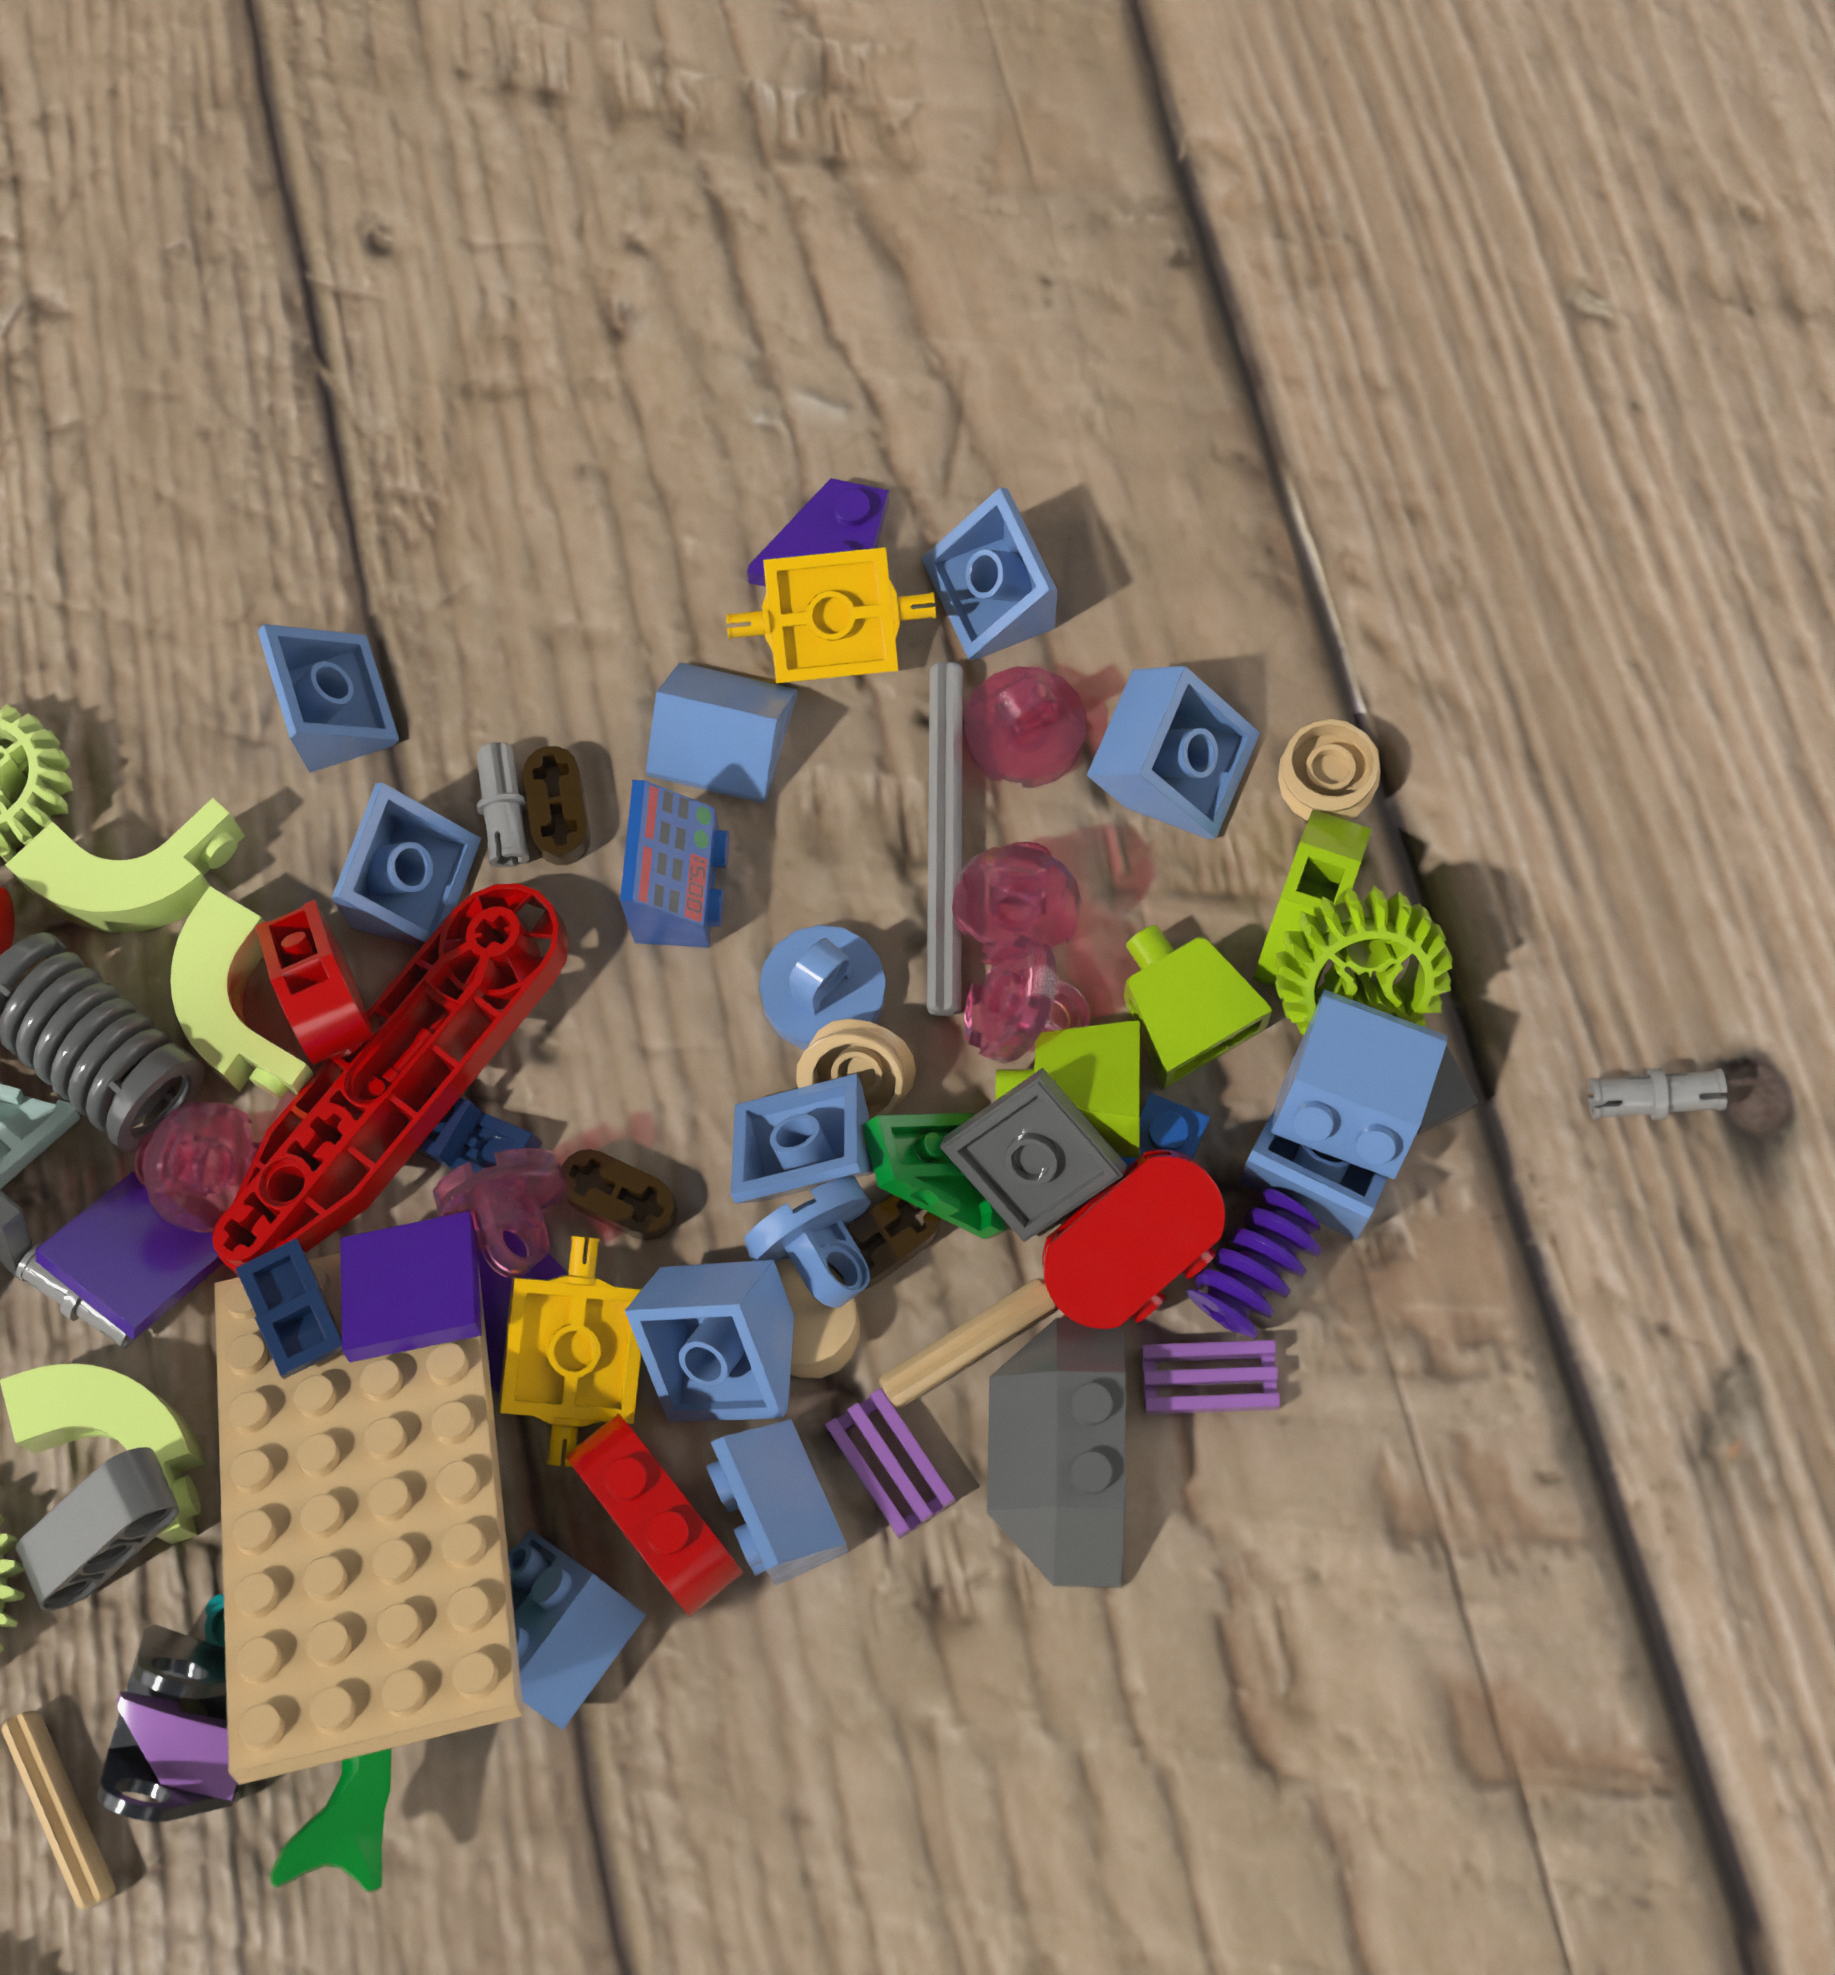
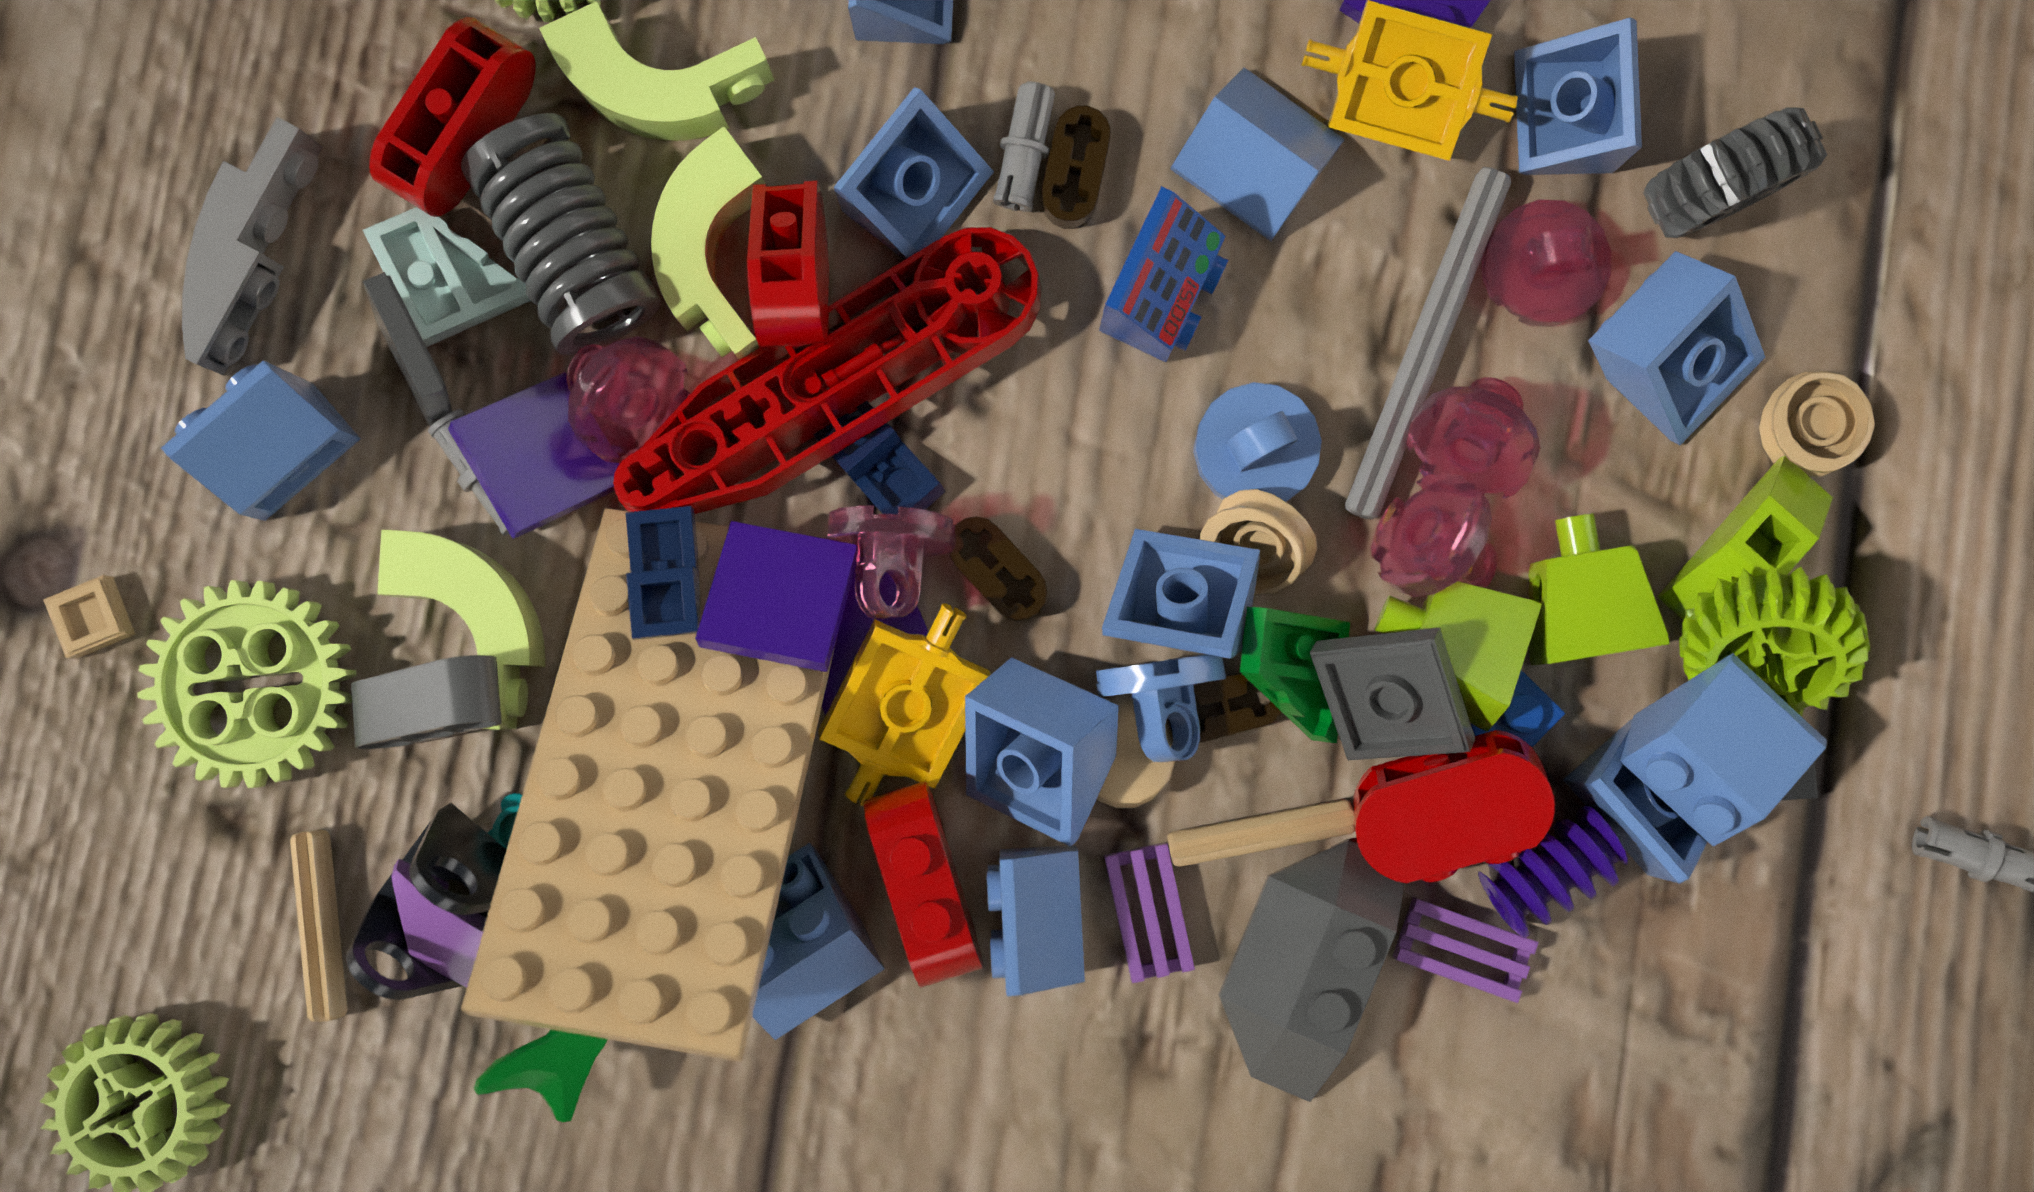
camera: 15 degrees right, 15 degrees up
(1152, 583) = (1734, 172): none -> dark grey gear

